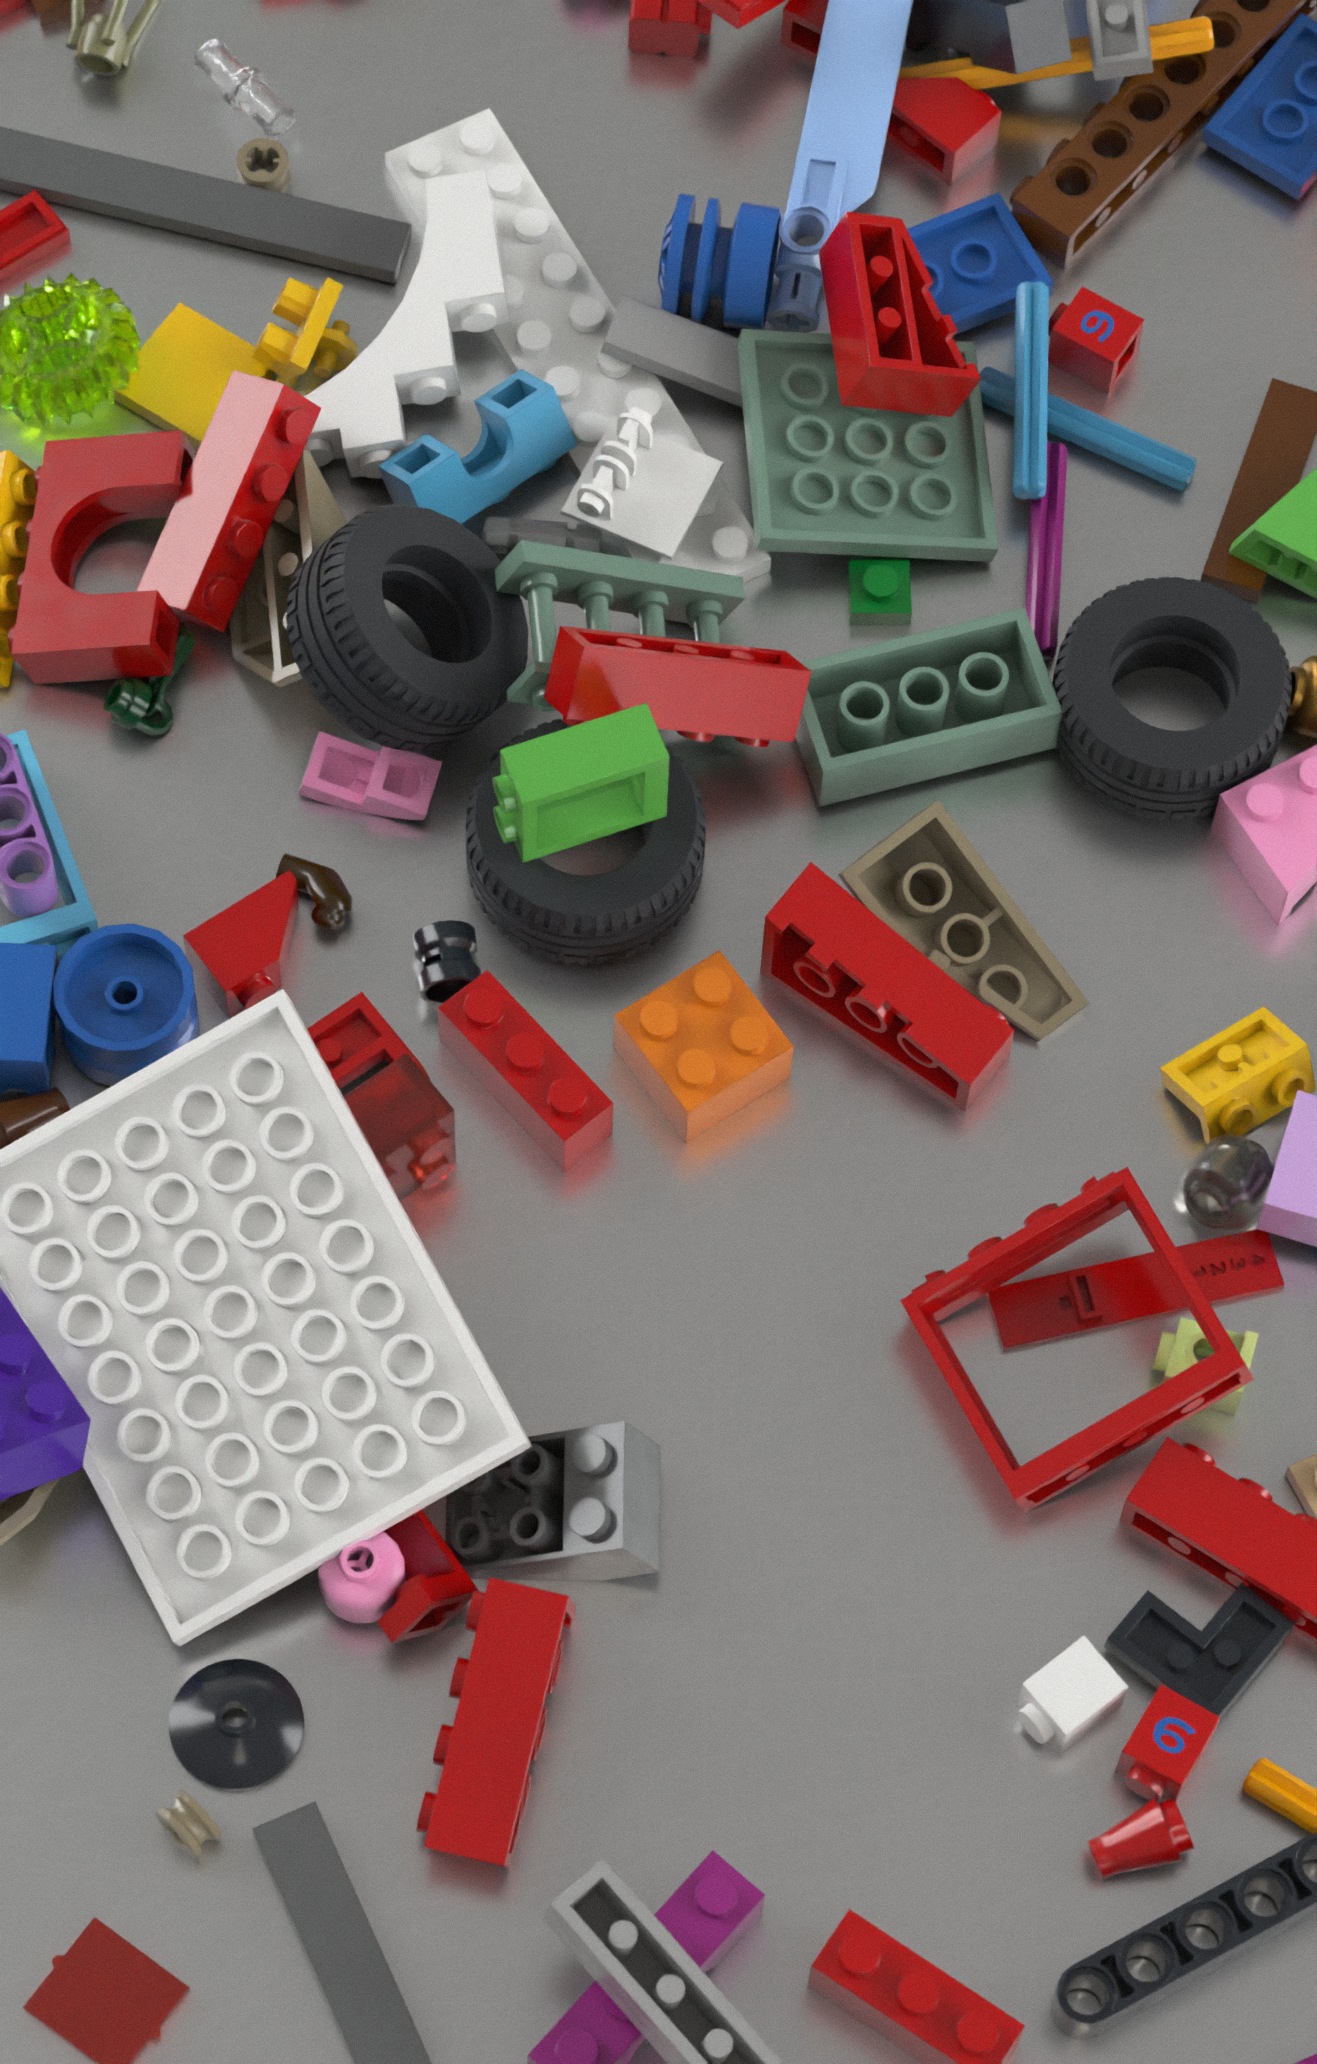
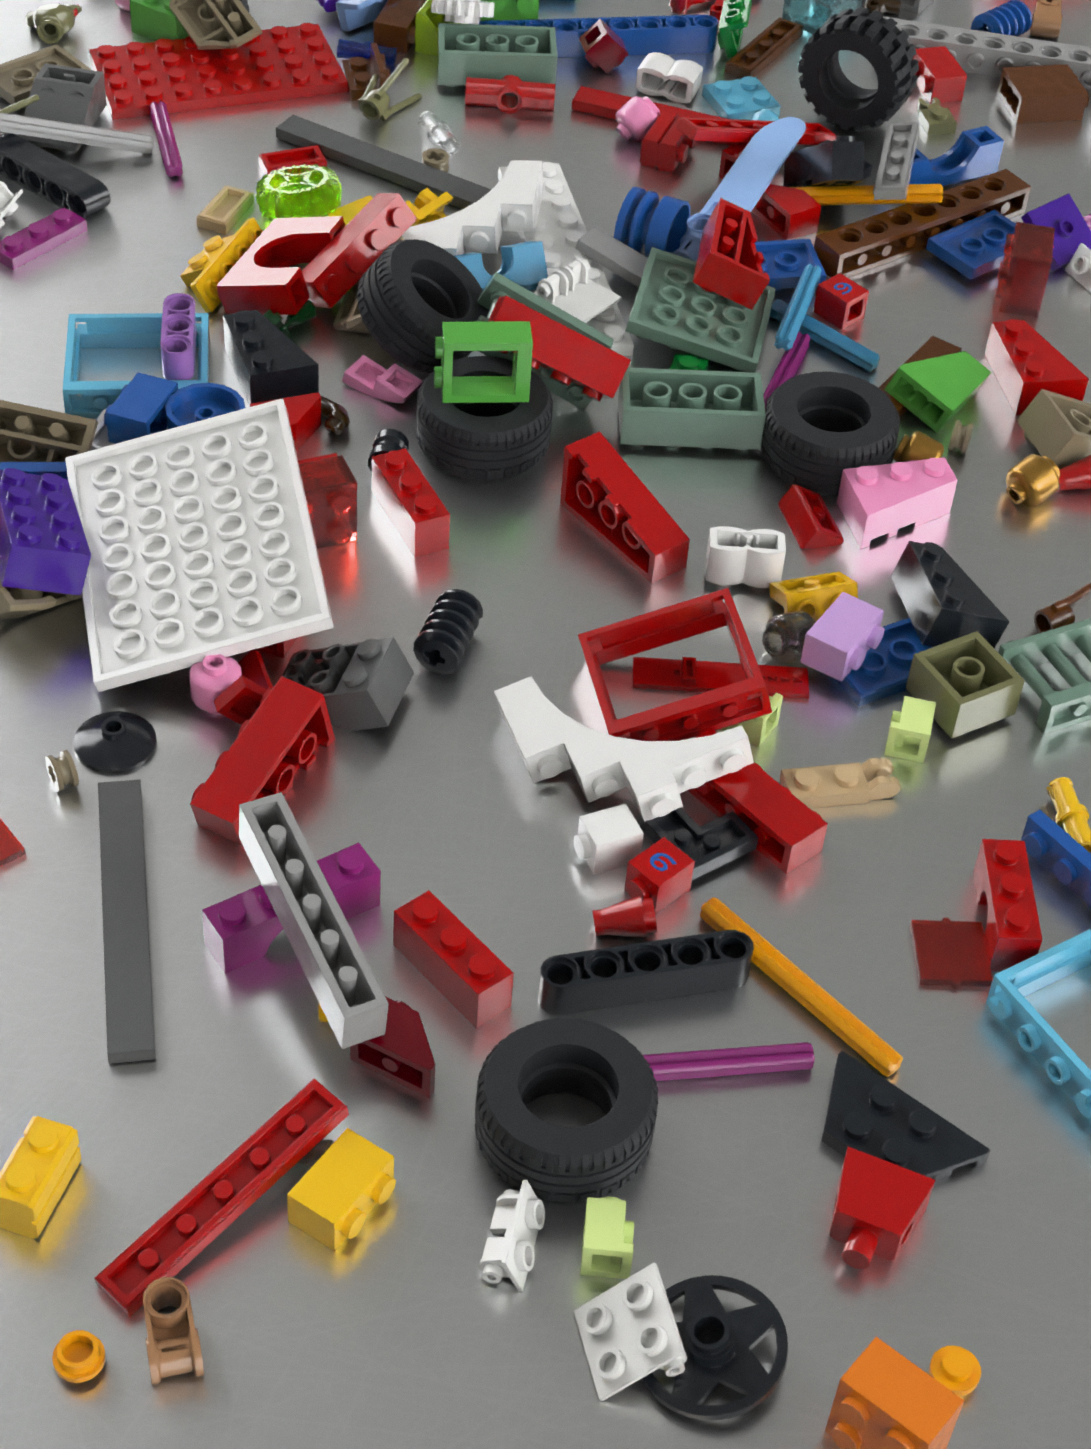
camera: 15 degrees right, 20 degrees down
(161, 804) = (266, 359): none -> black wedge
(681, 1343) = (448, 631): none -> black piece
(702, 1046) = (512, 514): orange brick -> none
(959, 916) = (678, 484): dark tan wedge -> none
(1022, 1564) = (605, 763): none -> white arch
(1121, 1034) = (744, 556): none -> white brick
(1181, 888) = (809, 519): none -> red slope

